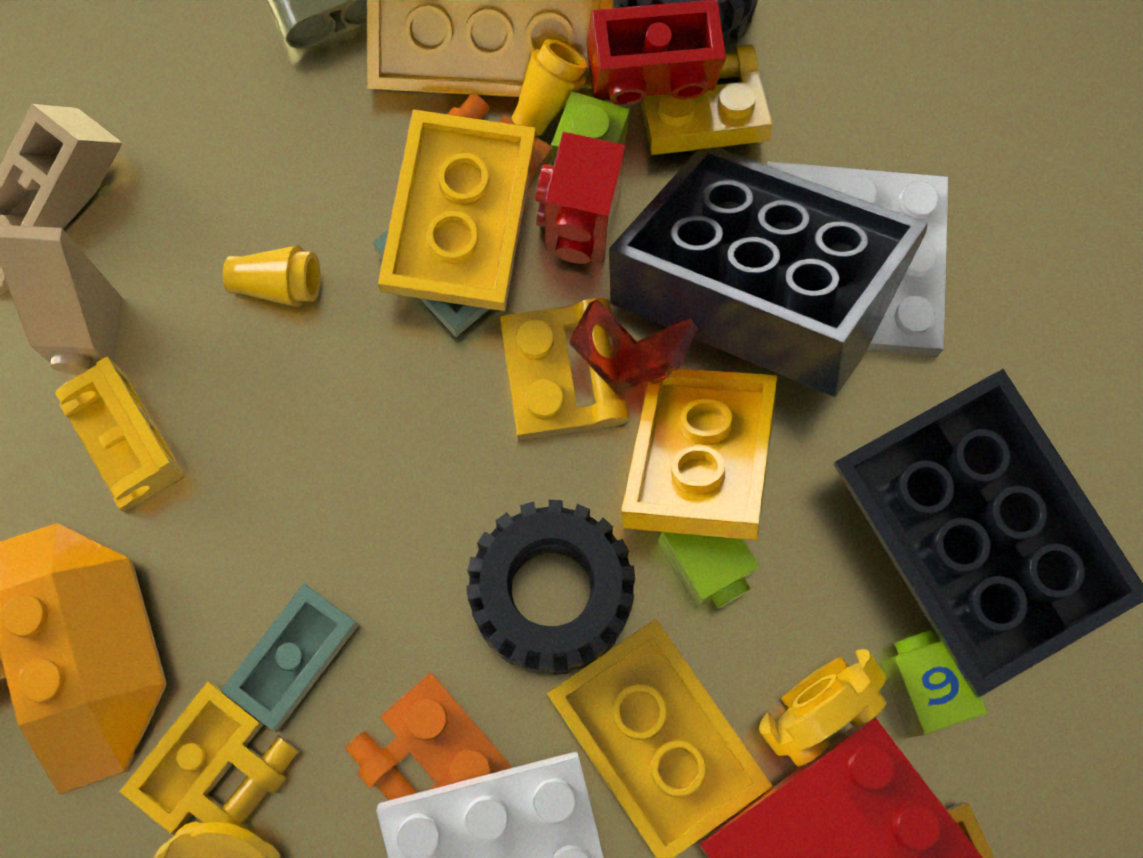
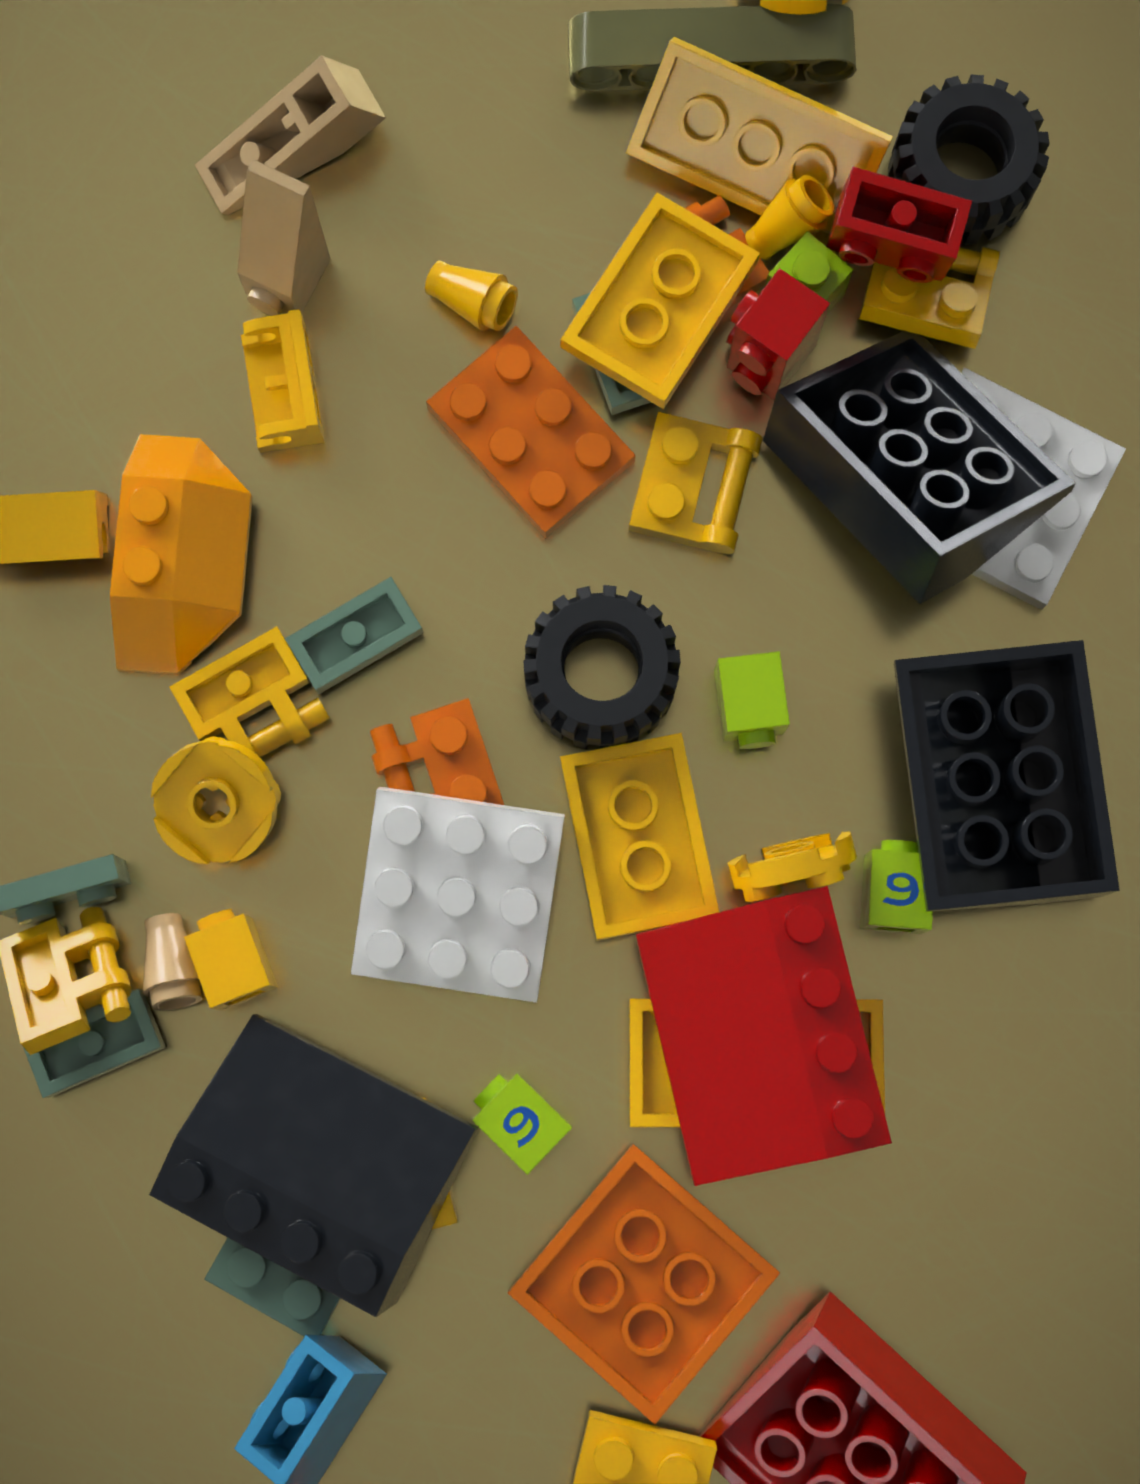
camera: 25 degrees right, 5 degrees up
(384, 384) = (530, 431): none -> orange plate
(632, 360) = (759, 499): clear red bracket -> none
(702, 454) = (783, 604): yellow plate -> none

